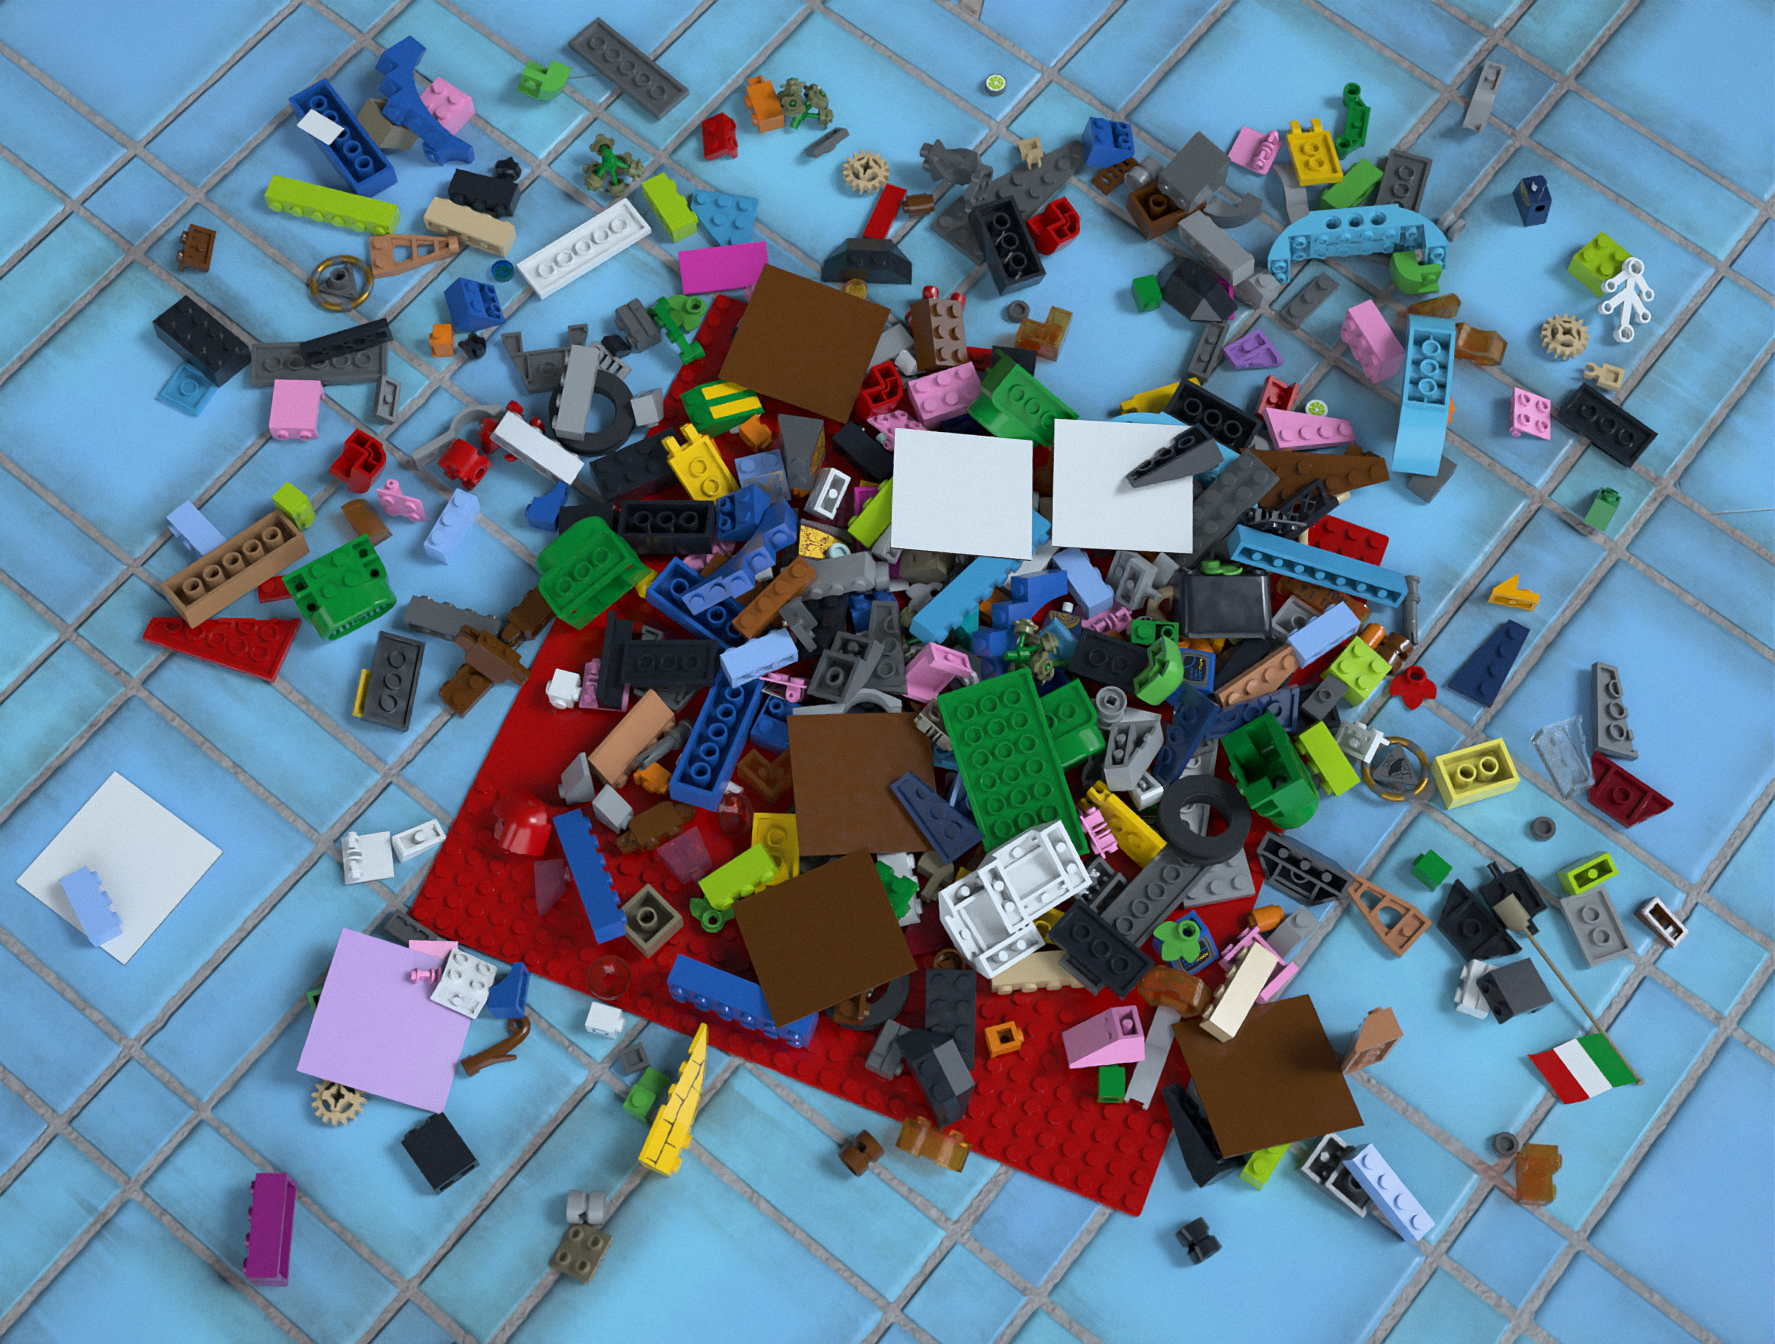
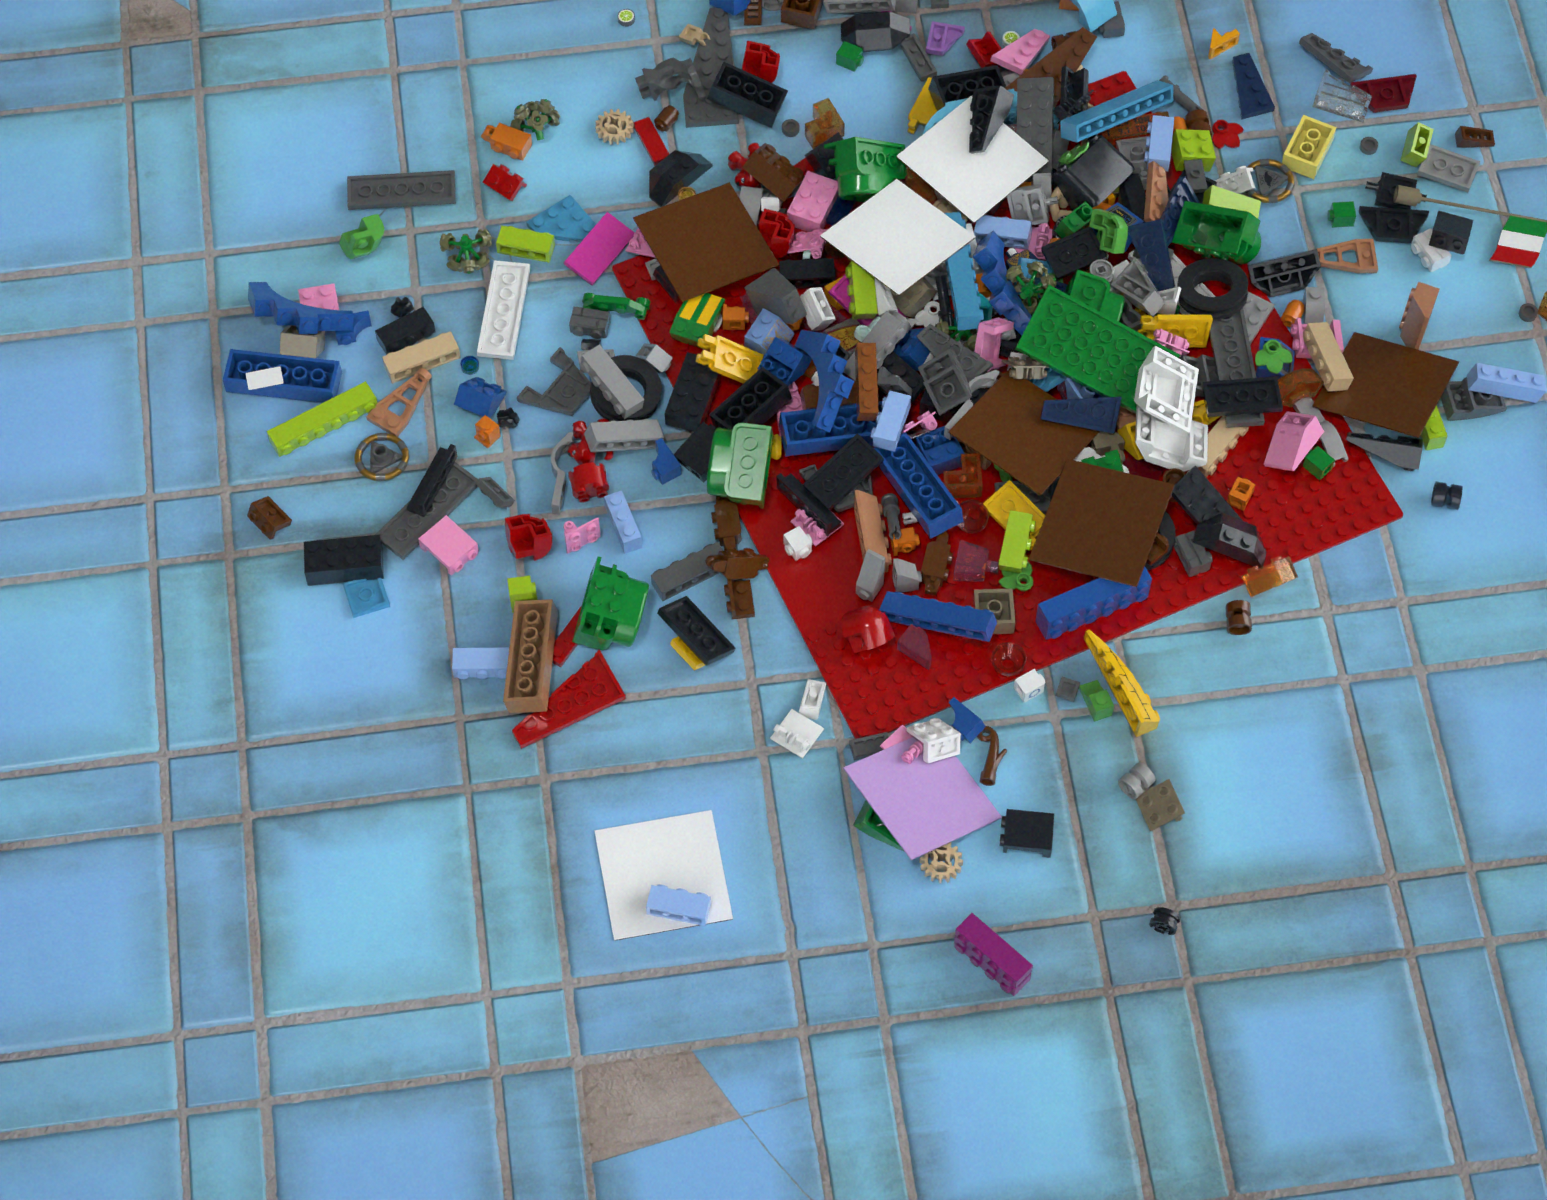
camera: 45 degrees left, 5 degrees down
(366, 520) = (568, 568): clear orange brick -> none
(683, 313) = (602, 289): bright green plate -> none
(826, 143) = (571, 130): dark grey plate -> none

